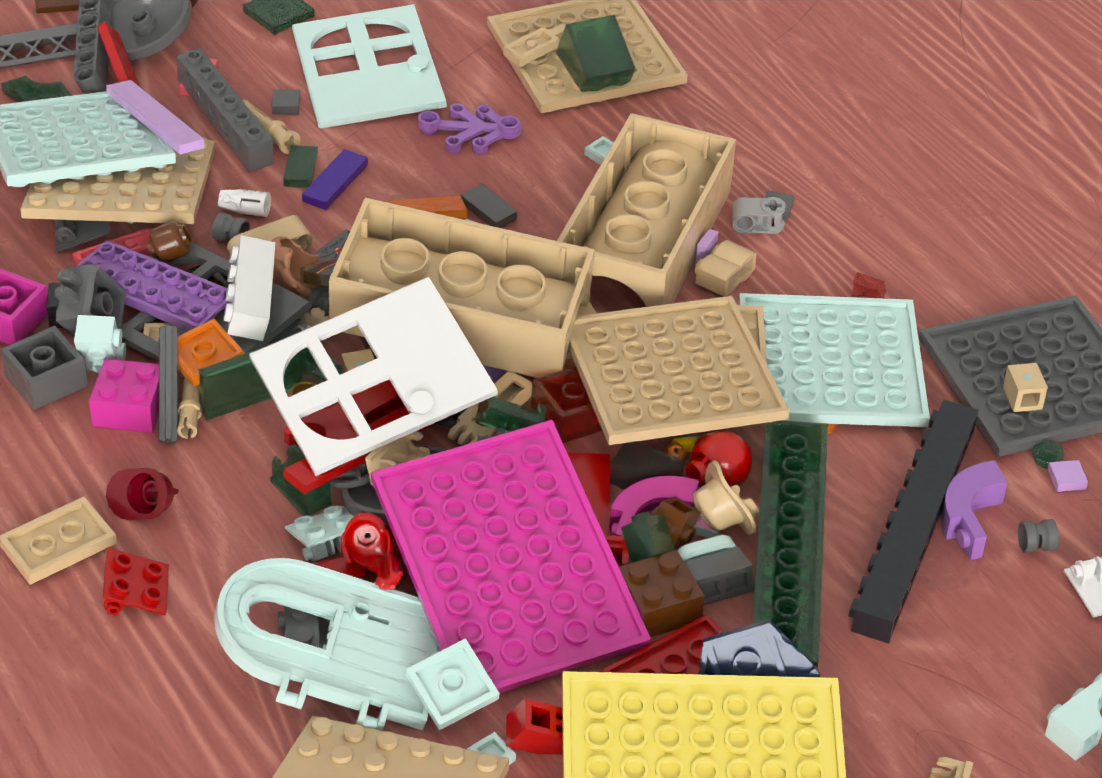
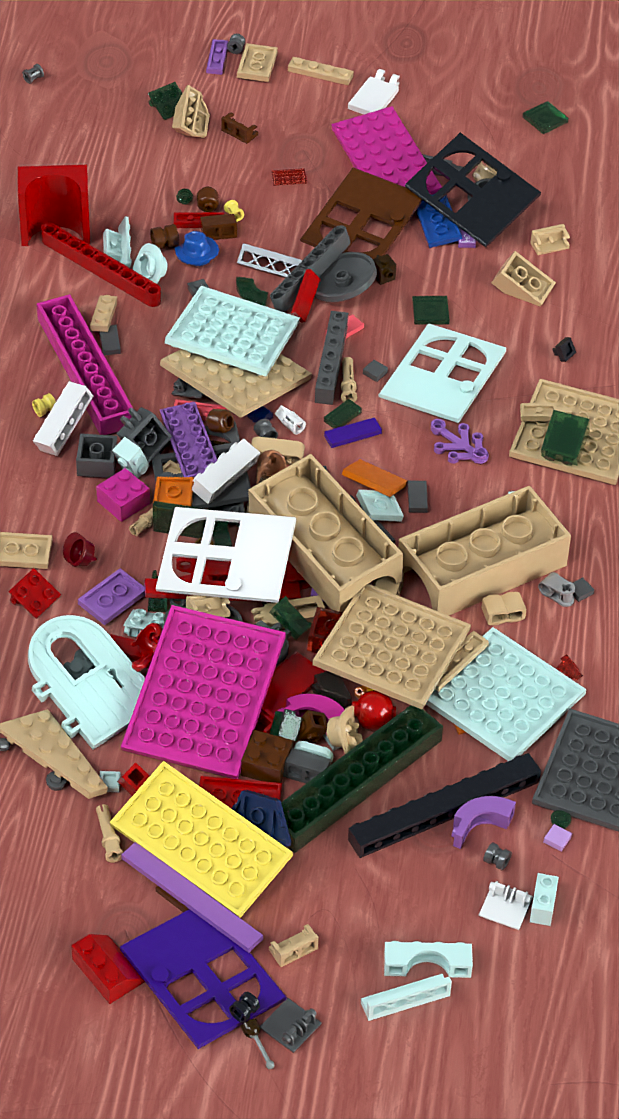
camera: 40 degrees right, 5 degrees up
(155, 117) = (282, 342): lavender tile -> none
(168, 384) = (141, 499): dark grey axle -> none
(204, 219) = (260, 413): none -> clear blue tile
(244, 524) = (112, 596): none -> medium lavender plate
(452, 684) = (117, 735): light aqua plate -> none
(706, 244) = (503, 588): lavender tile -> none
(1025, 387) = (580, 774): tan brick -> none

